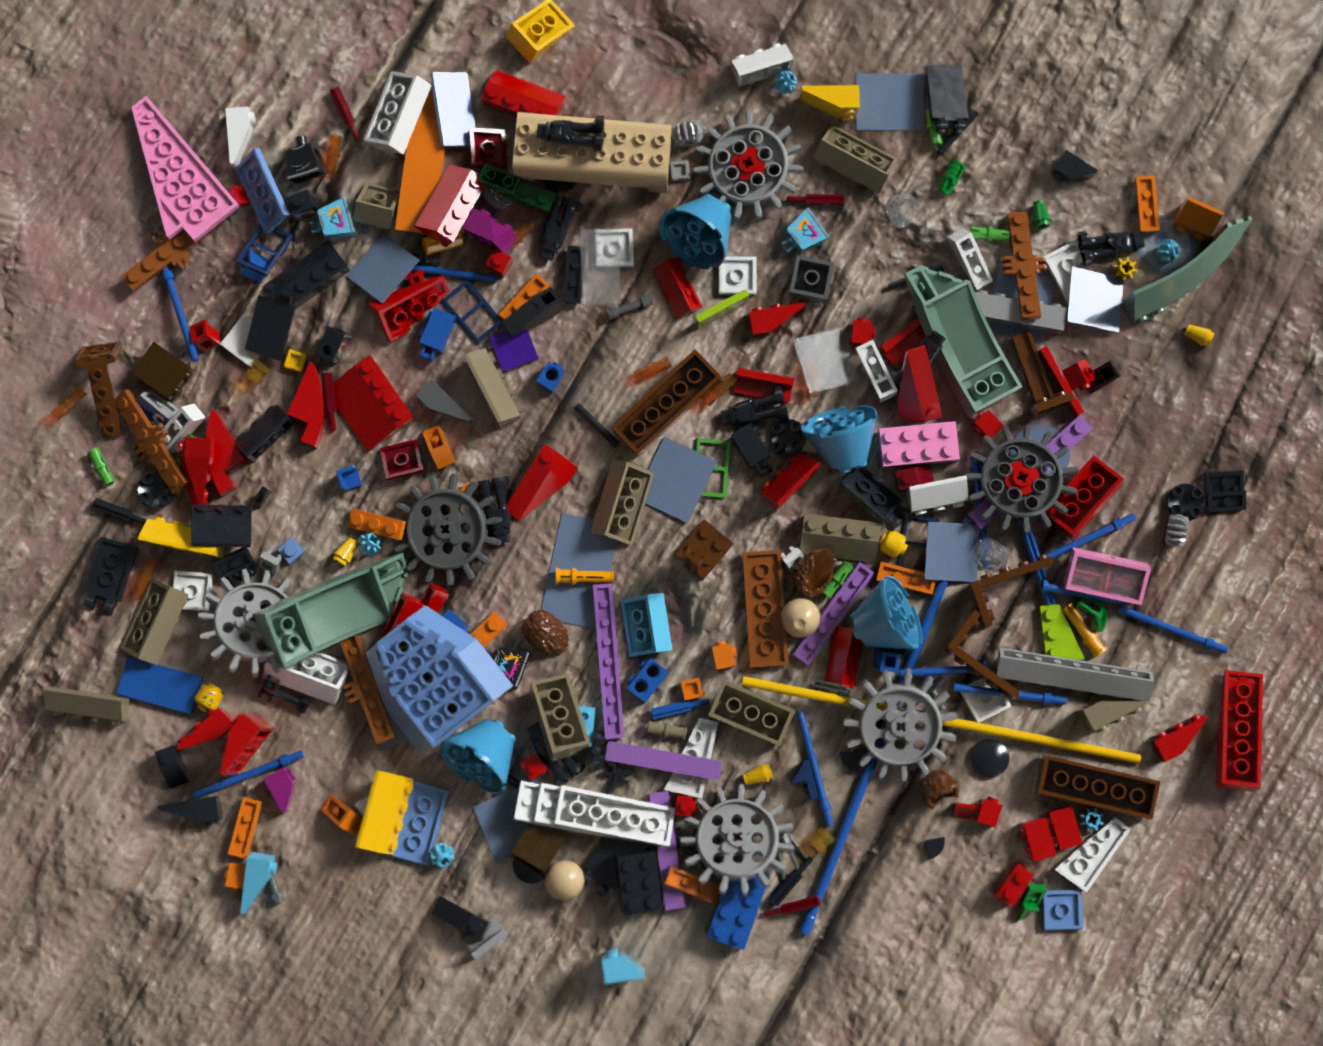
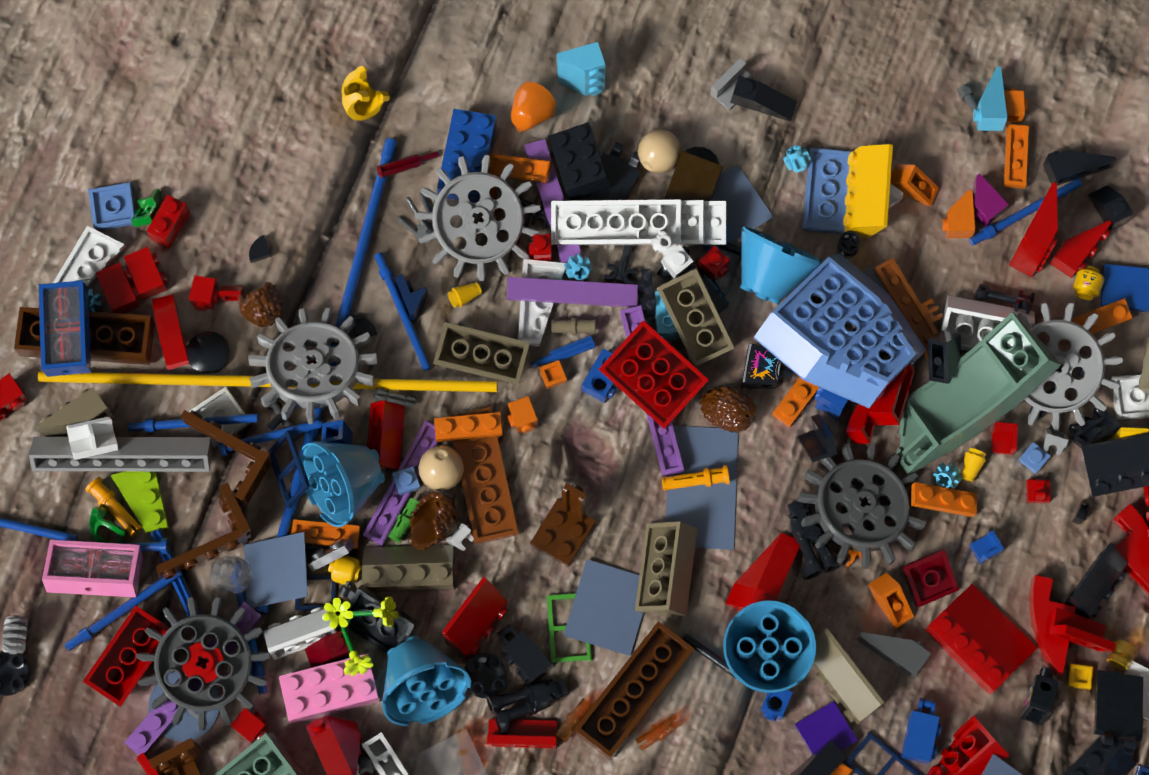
camera: 175 degrees right, 10 degrees down
(203, 664) = (1107, 316): none -> orange plate
(287, 393) = (1080, 631): none -> red panel
(294, 521) = (1037, 491): none -> red tile
(308, 775) = (960, 218): none -> orange slope
(313, 570) = (1004, 438): none -> red panel
(329, 397) = (1030, 637): dark red axle -> none
(350, 646) = (943, 356): none -> black slope
(411, 764) = (849, 239): none -> black wheel
(474, 590) = (818, 443): none -> black panel
(549, 412) = (769, 646): none -> dark azure cone
(571, 773) = (675, 257): none -> white brick
(604, 670) = (653, 374): none -> red slope
(646, 625) = (615, 435): medium azure slope -> none
(654, 783) = (578, 267): none -> medium azure gear
(673, 941) = (531, 106): none -> orange piece
(772, 651) = (468, 427): none -> orange plate
(789, 883) = (414, 188): black axle -> none
(821, 840) = (384, 236): clear yellow wheel -> none
(827, 978) = (359, 98): none -> yellow piece
(831, 612) = (406, 481): none -> medium blue plate
(903, 557) = (338, 549): none -> flat silver plate
(904, 491) = (341, 616): none -> neon yellow plant
(923, 639) = (296, 461): none -> dark blue window
(1021, 775) = (170, 331): none -> red slope
(1098, 686) = (91, 438): none -> white panel
(1114, 787) = (64, 328): none -> brick

